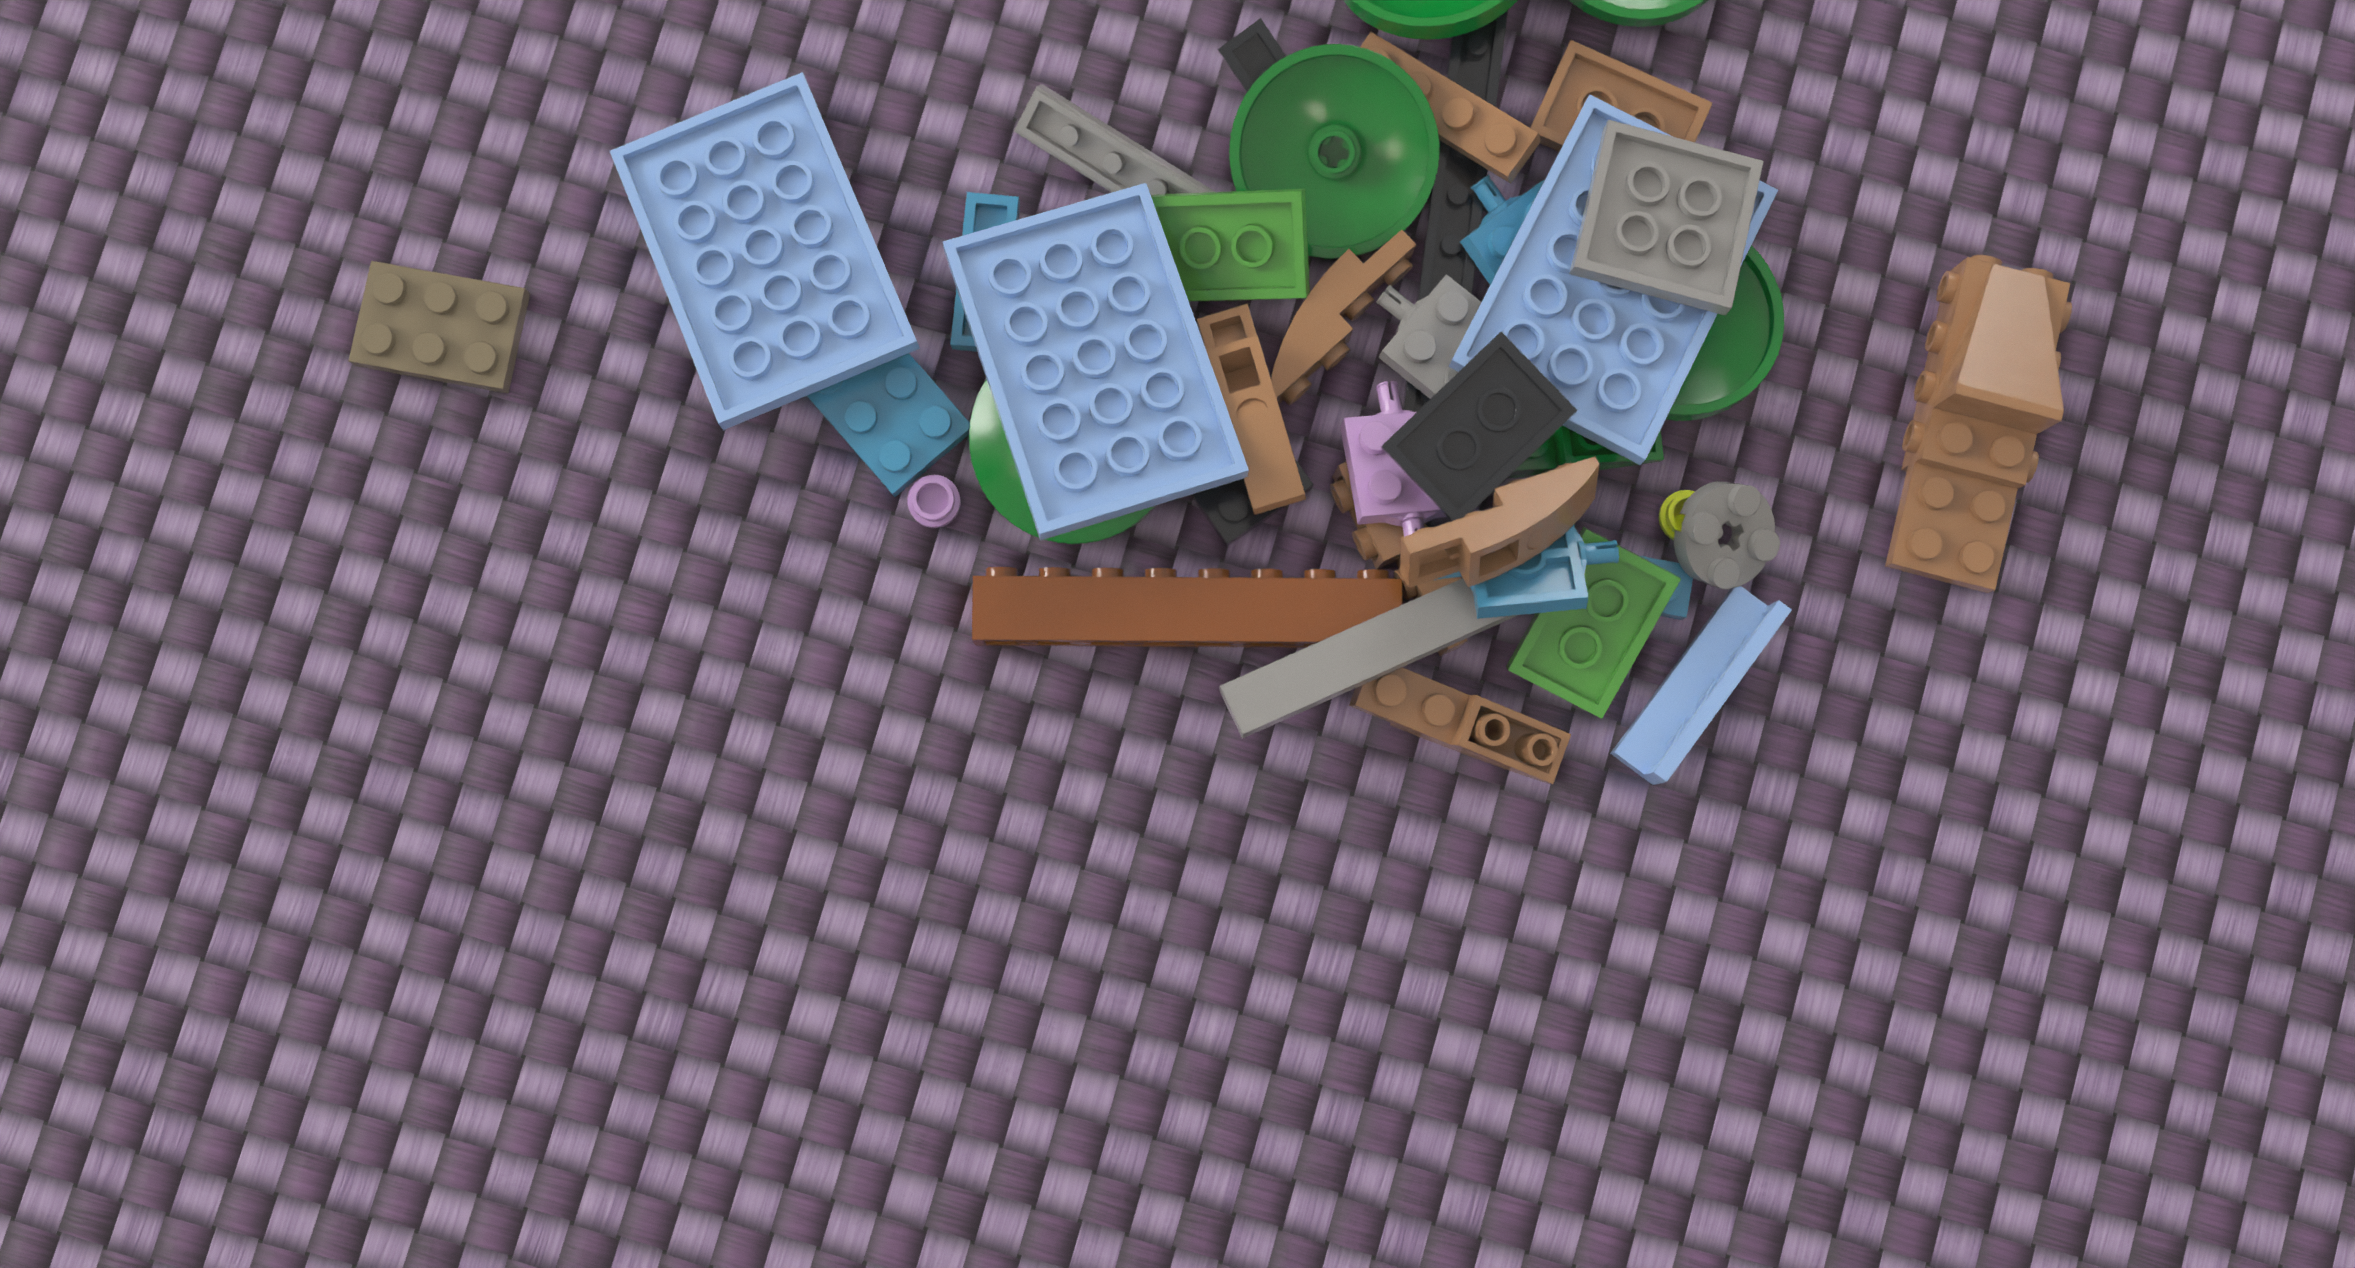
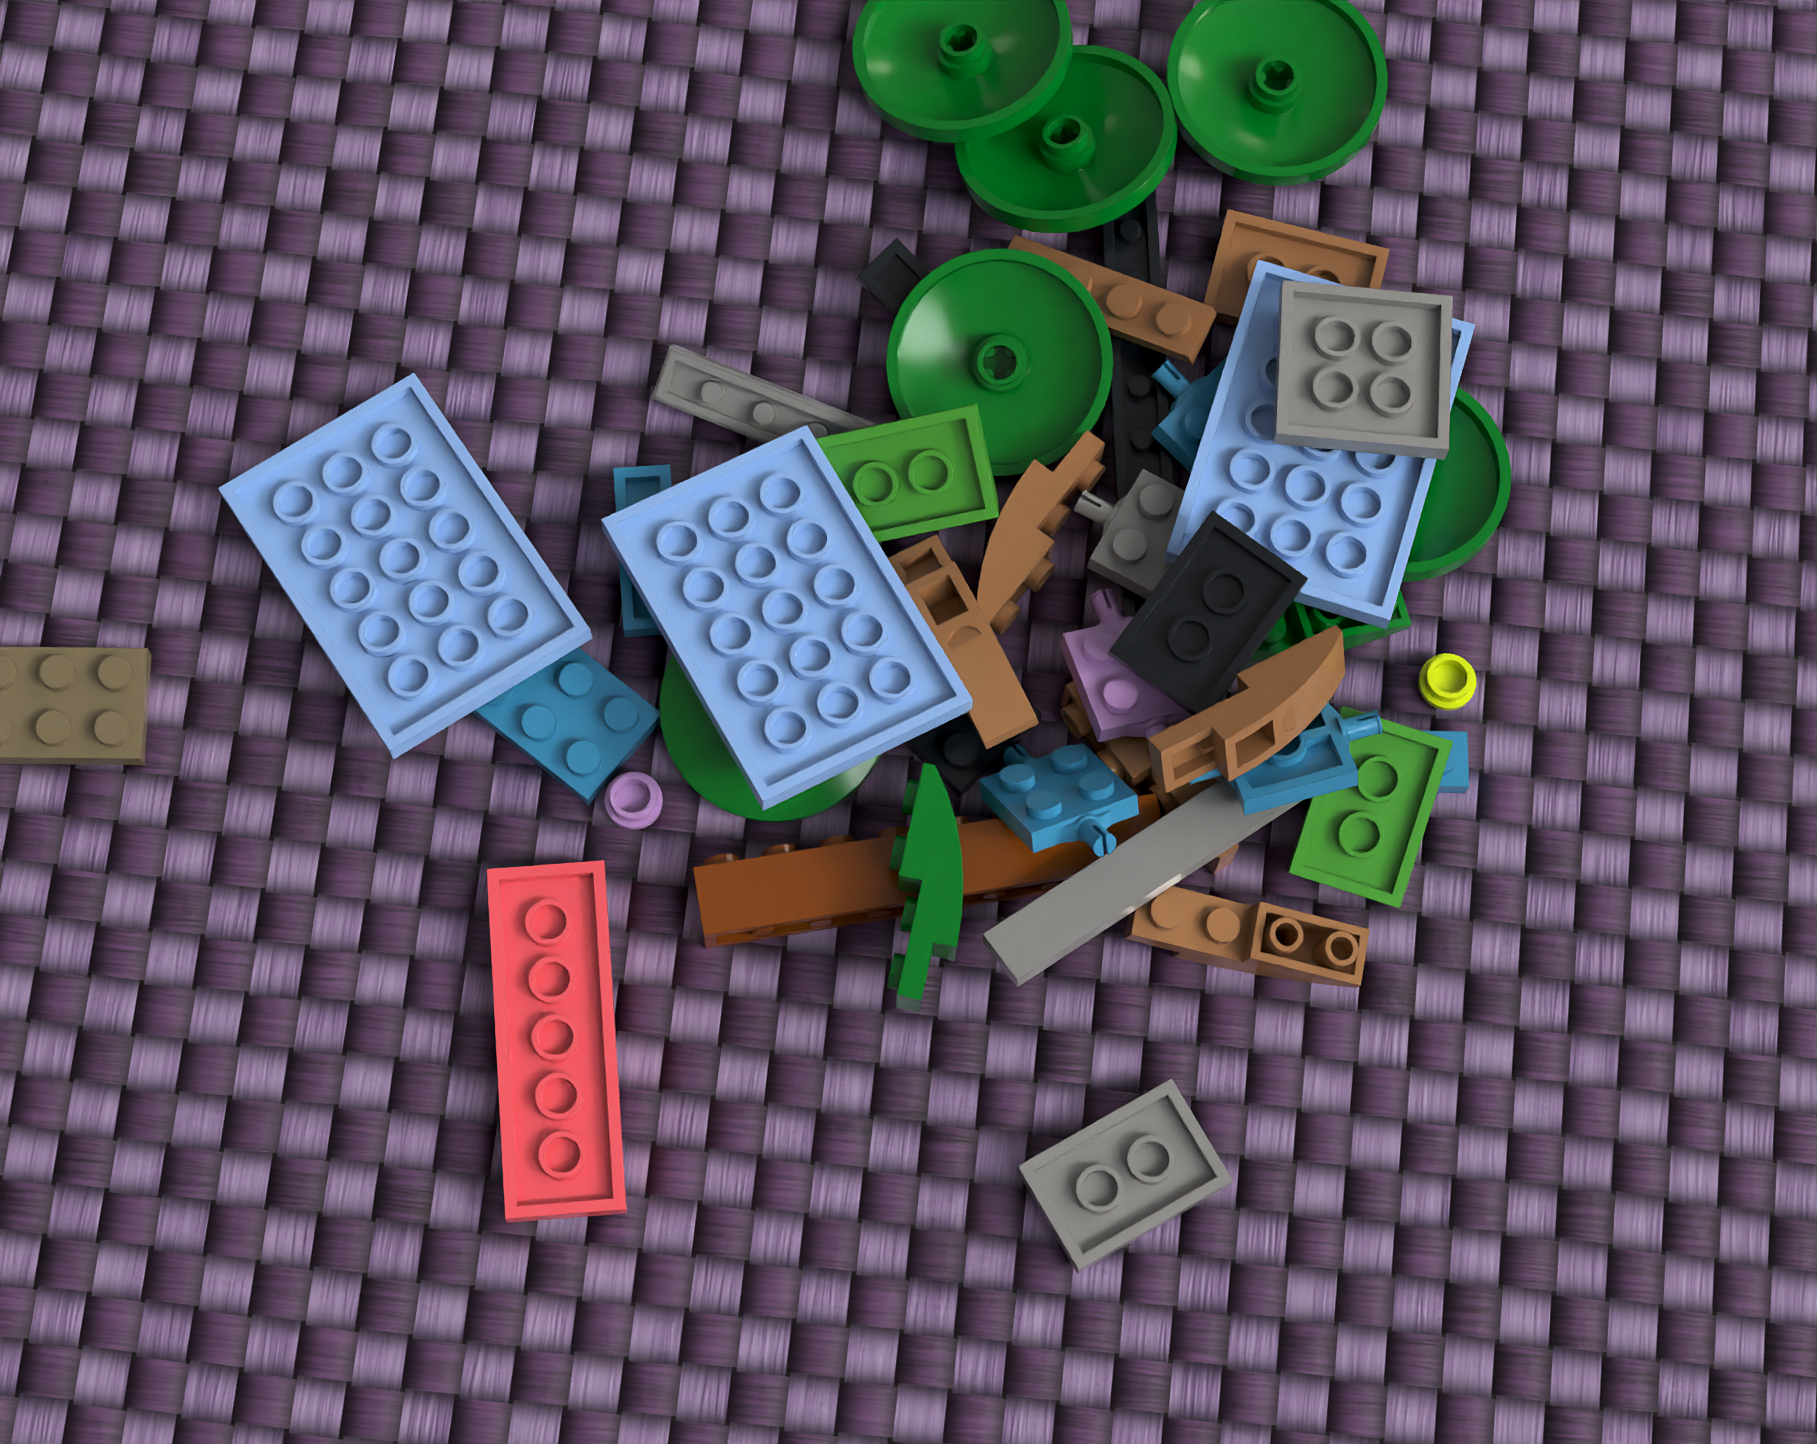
camera: 10 degrees left, 10 degrees down
(827, 708) = (556, 1042): none -> coral plate
(1185, 613) = (932, 867): none -> green slope
(1309, 917) = (1124, 1175): none -> light grey plate
(1313, 570) = (1059, 798): none -> dark azure plate
(1699, 684) = (1495, 856): light blue fence -> none
(1751, 540) = (1521, 687): light grey plate -> none
(1977, 418) = (1733, 529): medium nougat wedge -> none

